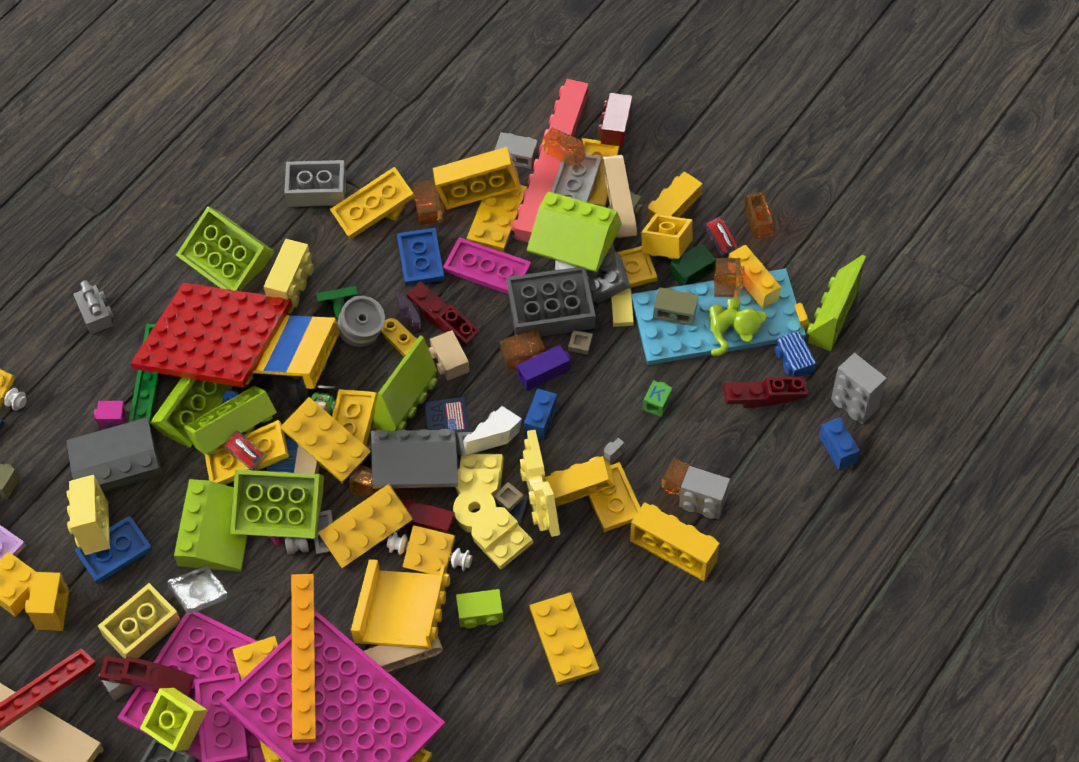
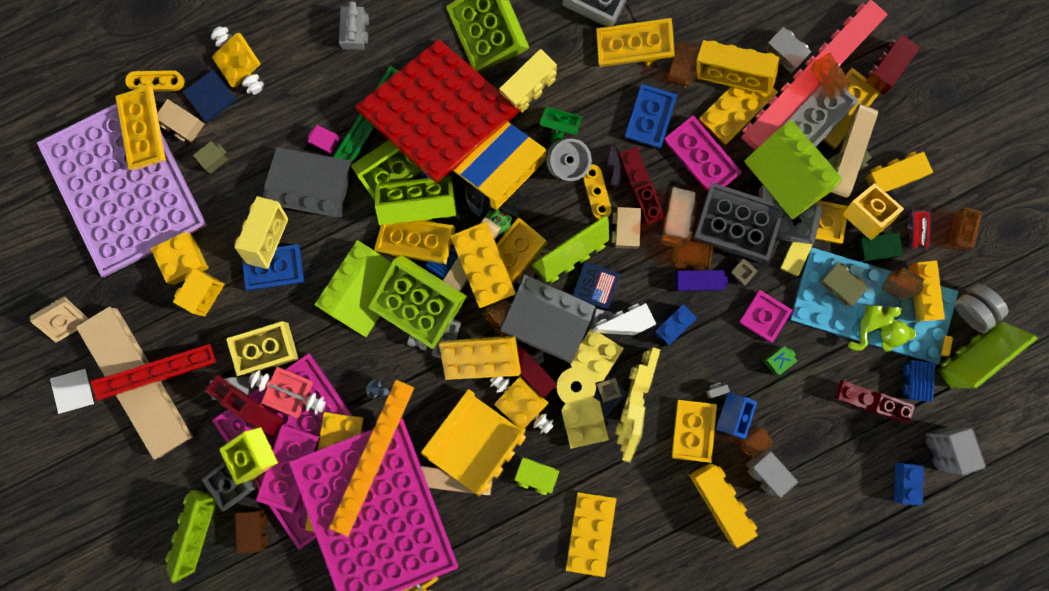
camera: 25 degrees right, 25 degrees up
(185, 648) = (287, 392): none -> coral plate
(197, 590) = (321, 342): clear plate -> none
(244, 450) = (411, 240): slope -> none
(274, 609) = (374, 389): none -> sand blue plate
(493, 321) = (679, 218): none -> clear orange brick
(581, 480) = (675, 408): yellow brick -> none
(622, 369) = (765, 316): none -> dark pink plate
(643, 461) = (736, 415): none -> blue brick
(811, 268) = (981, 308): none -> light grey wheel

